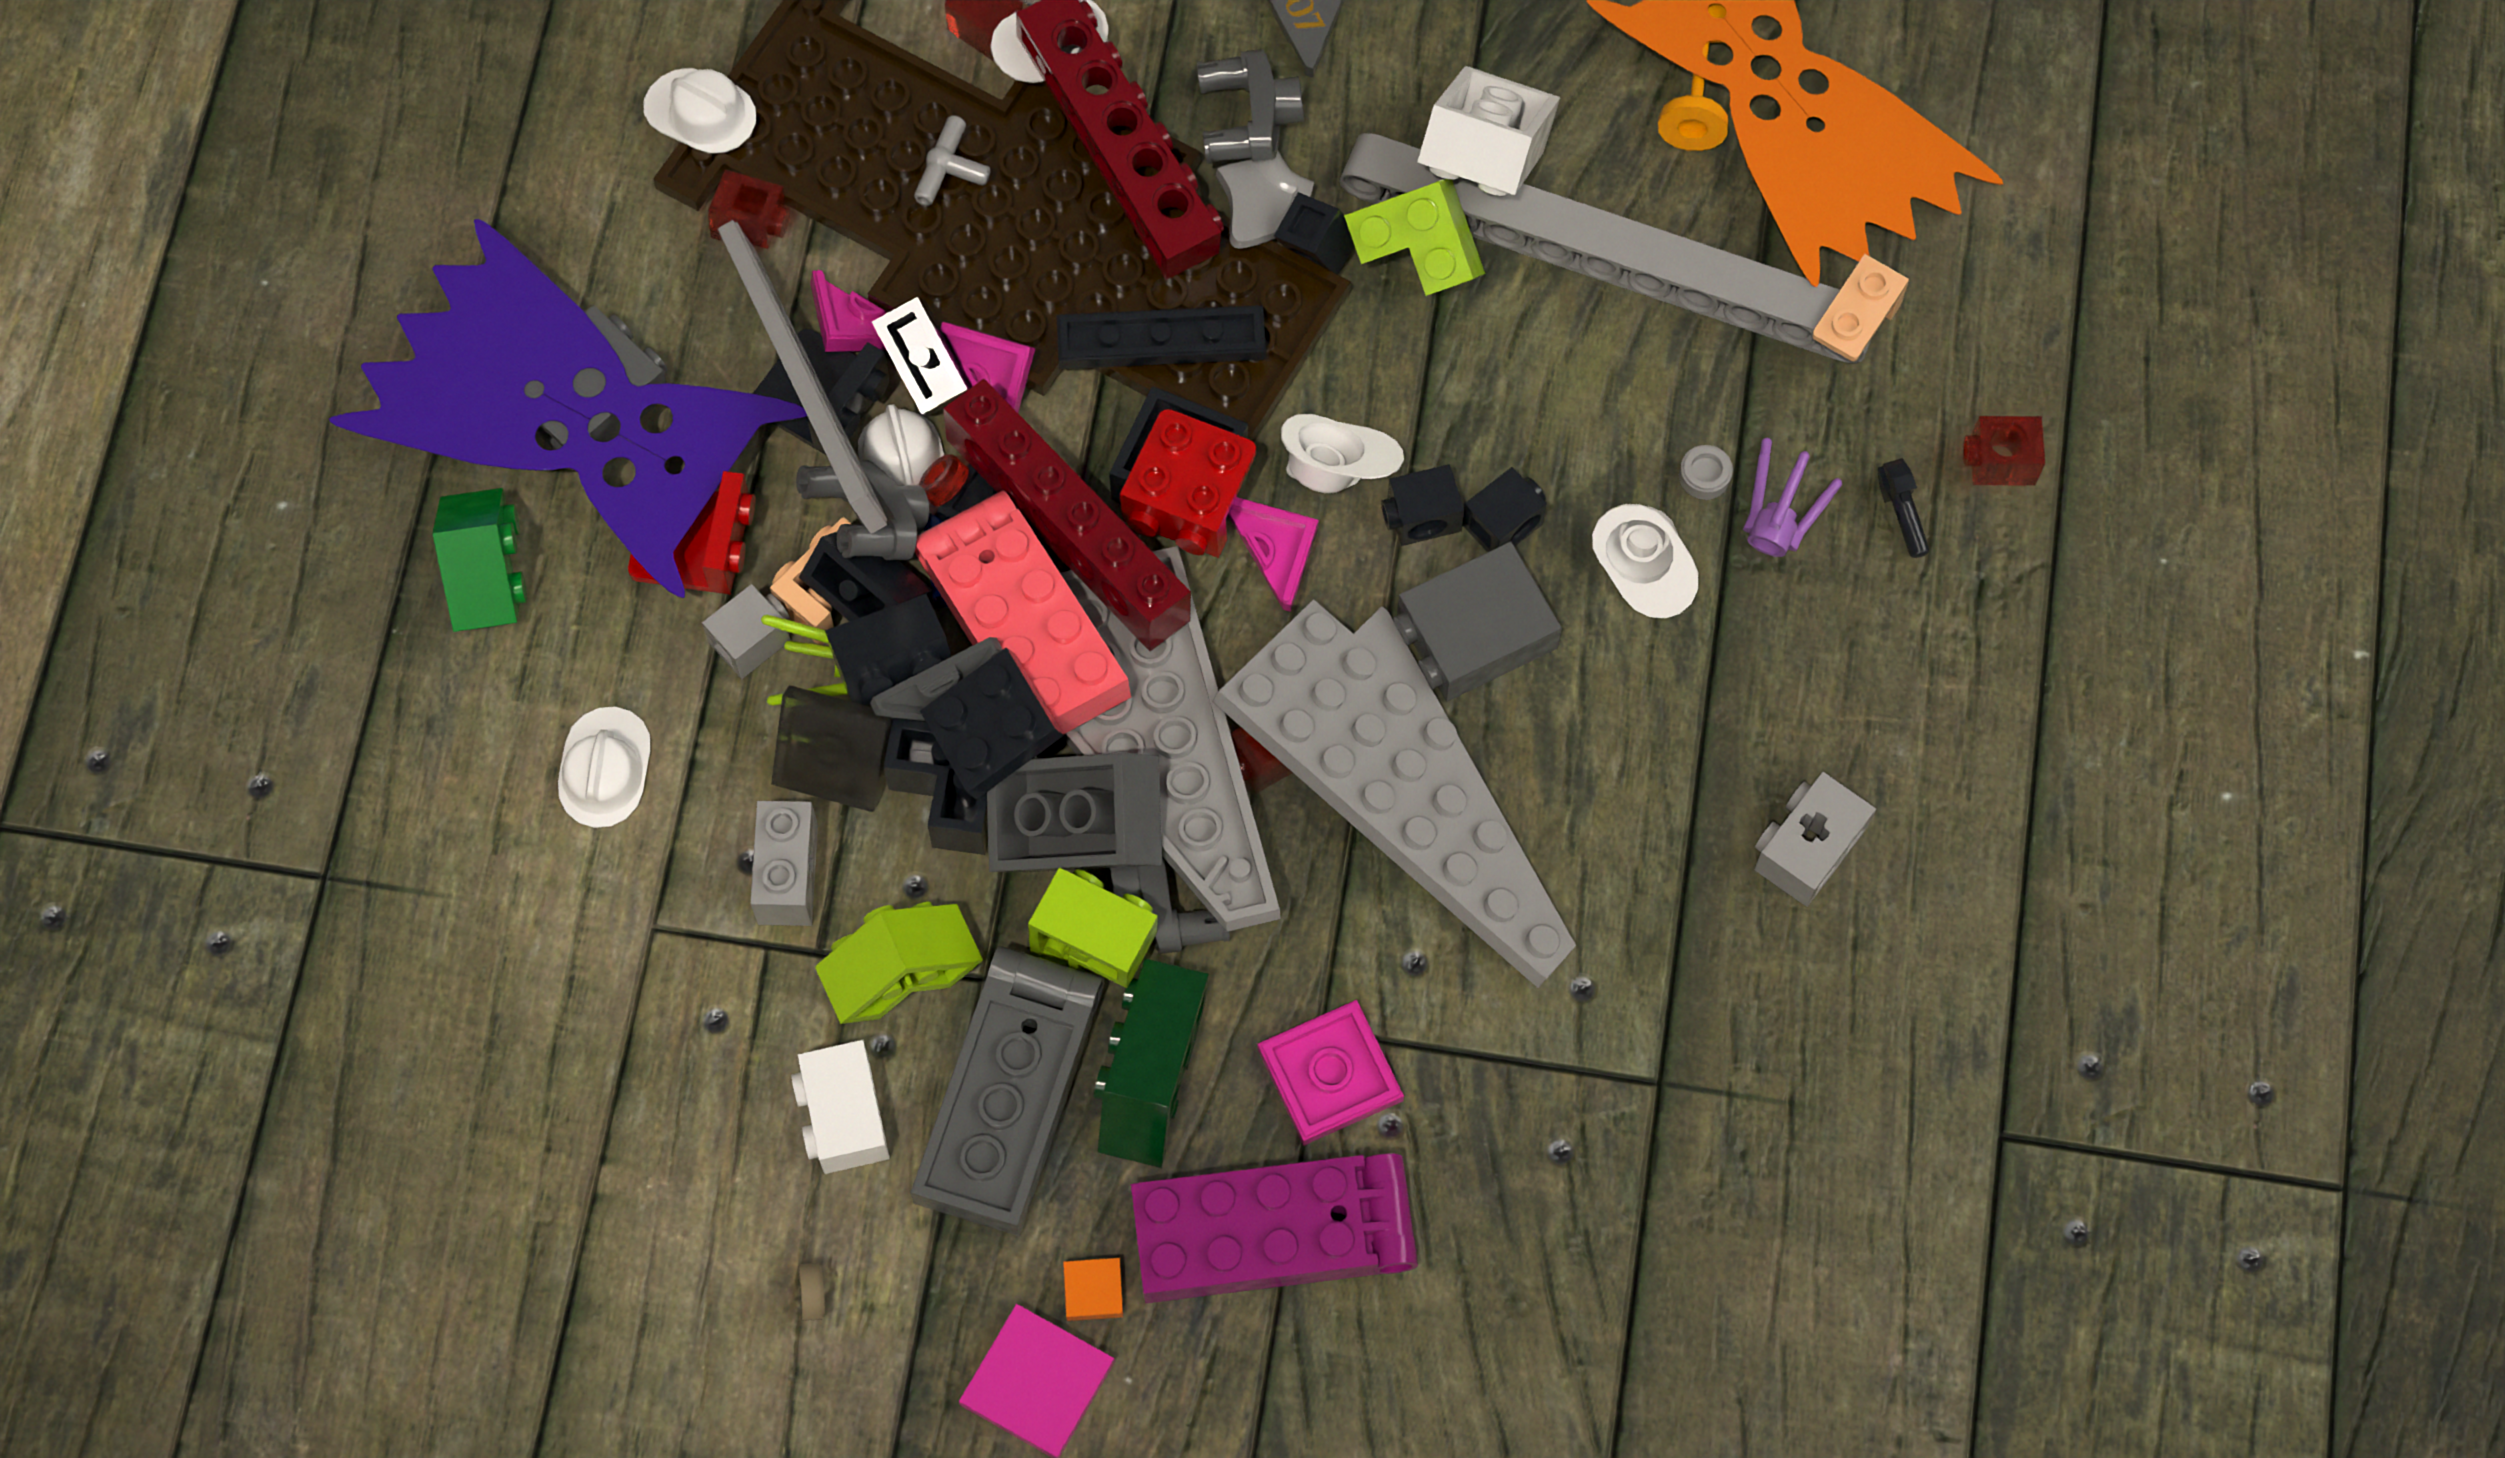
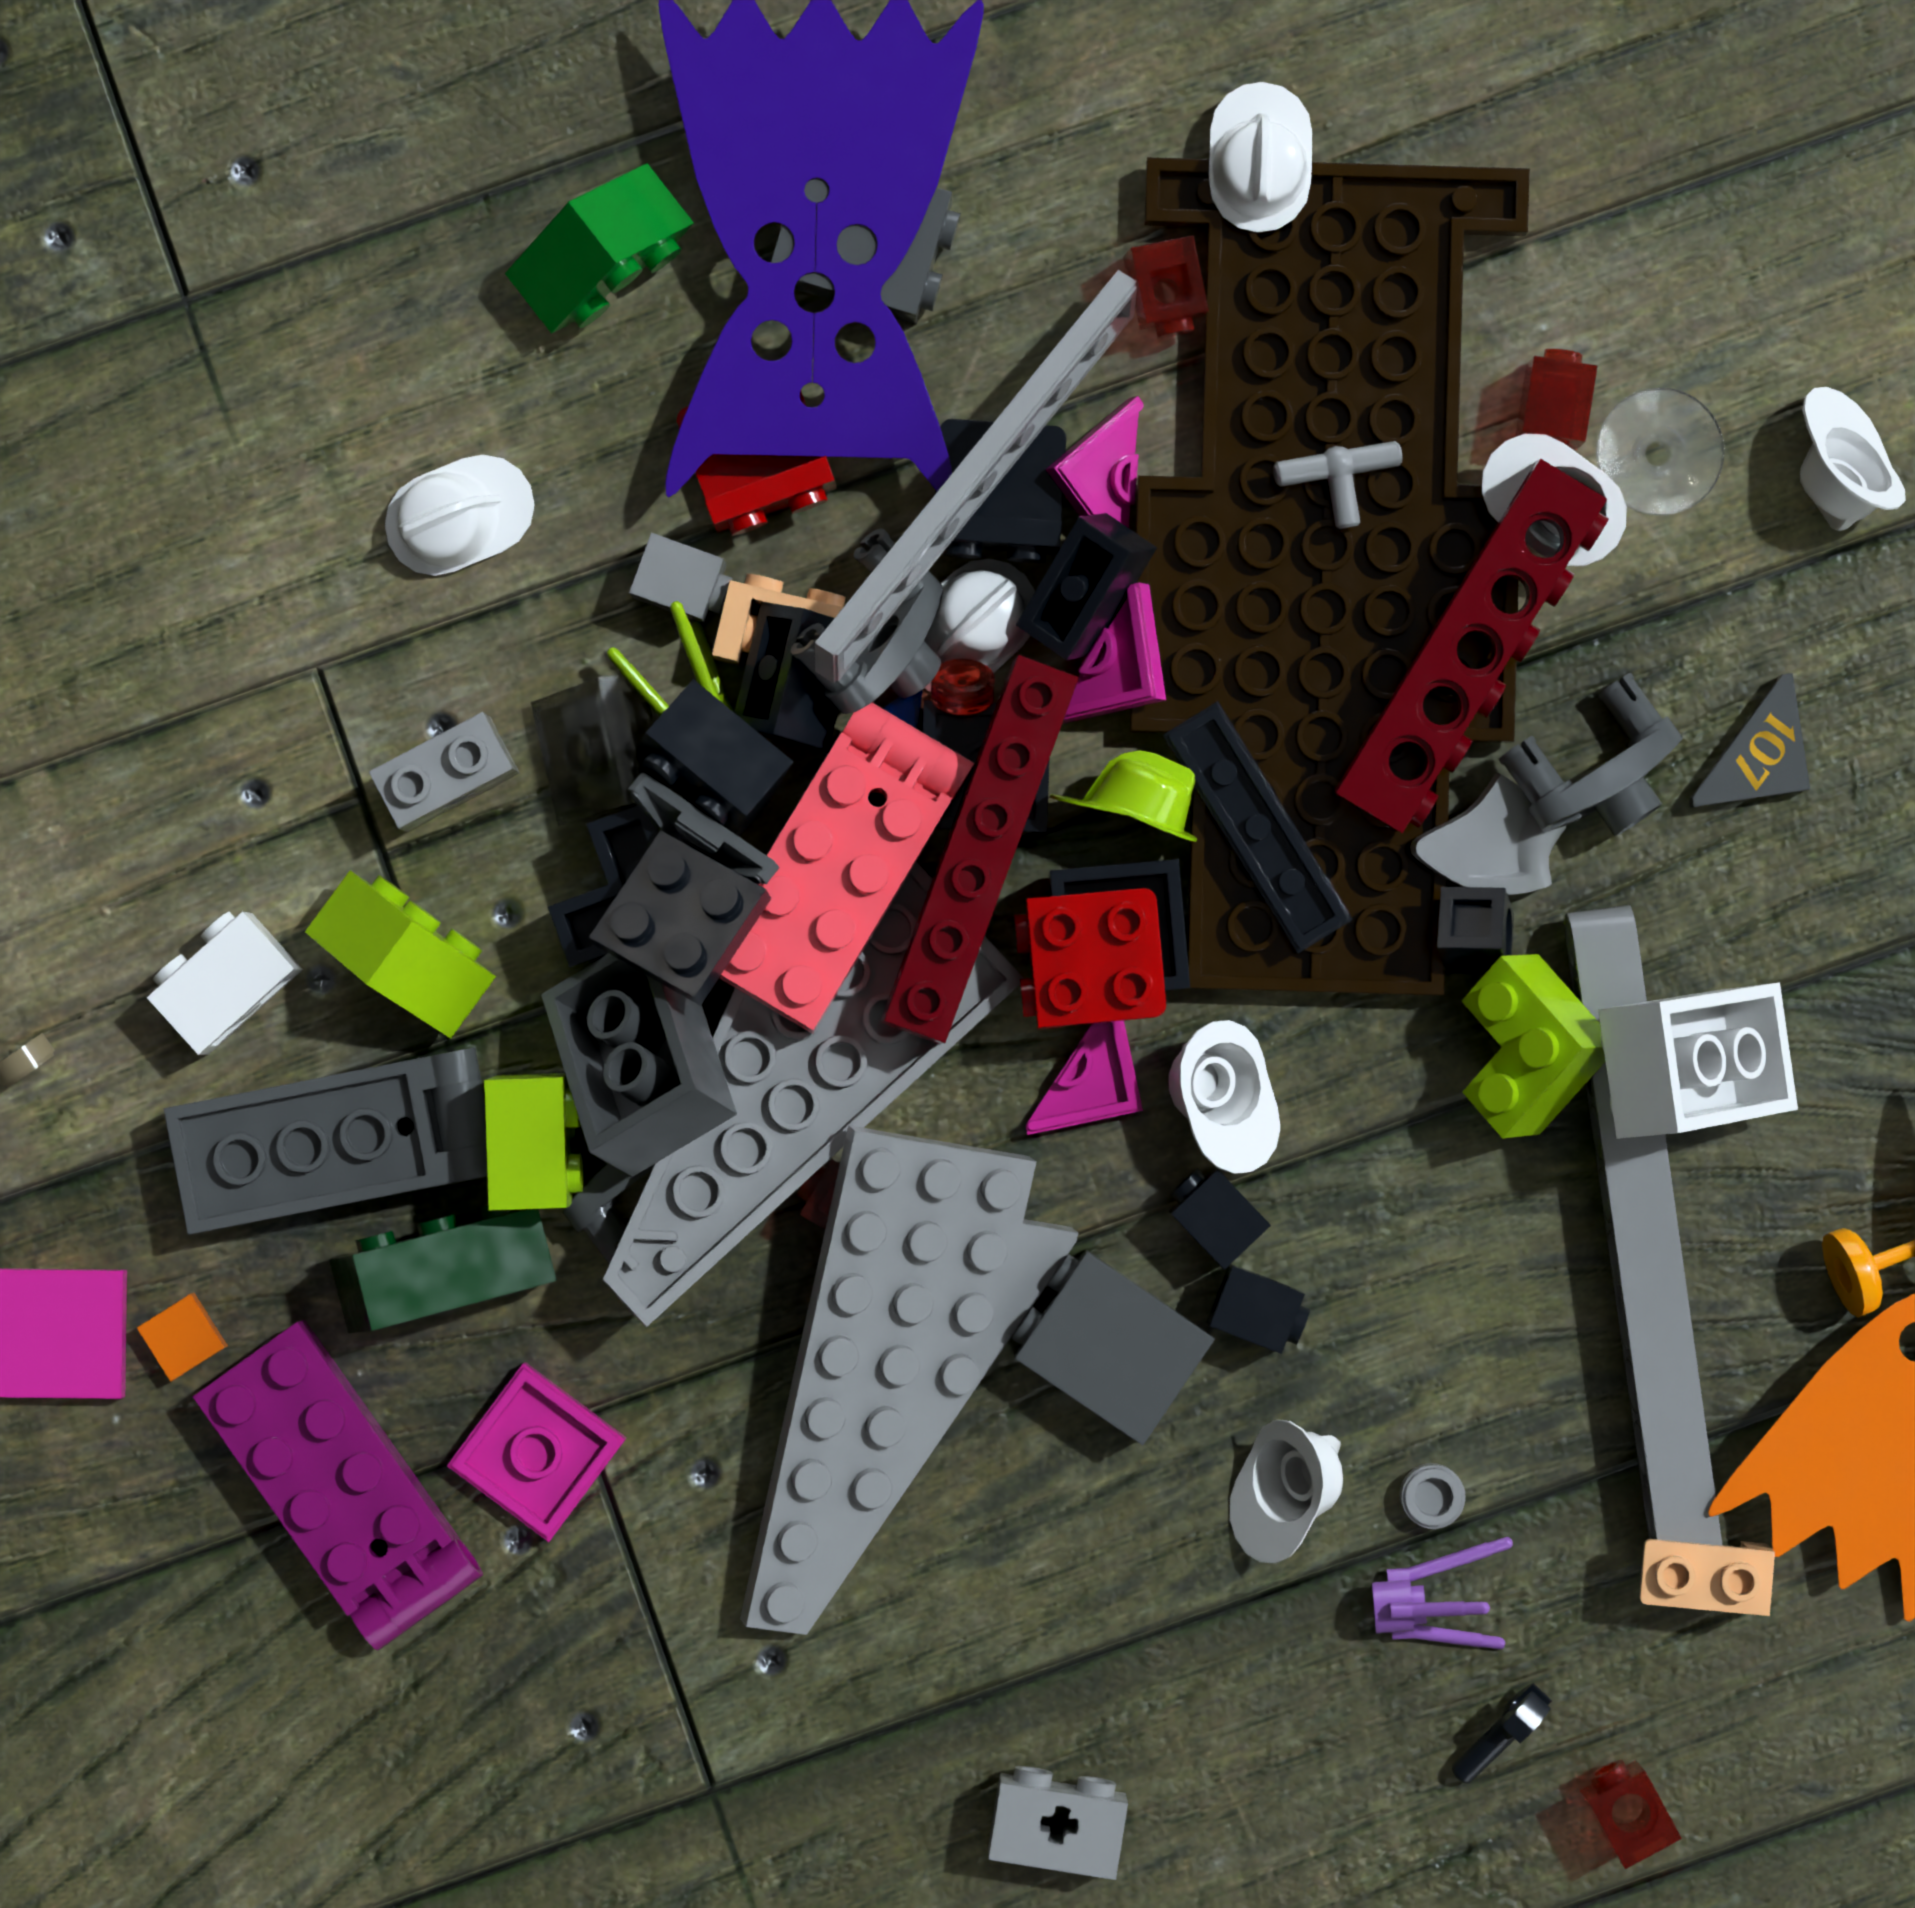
camera: 60 degrees right, 20 degrees up
(1090, 396) = (1145, 789): none -> lime piece

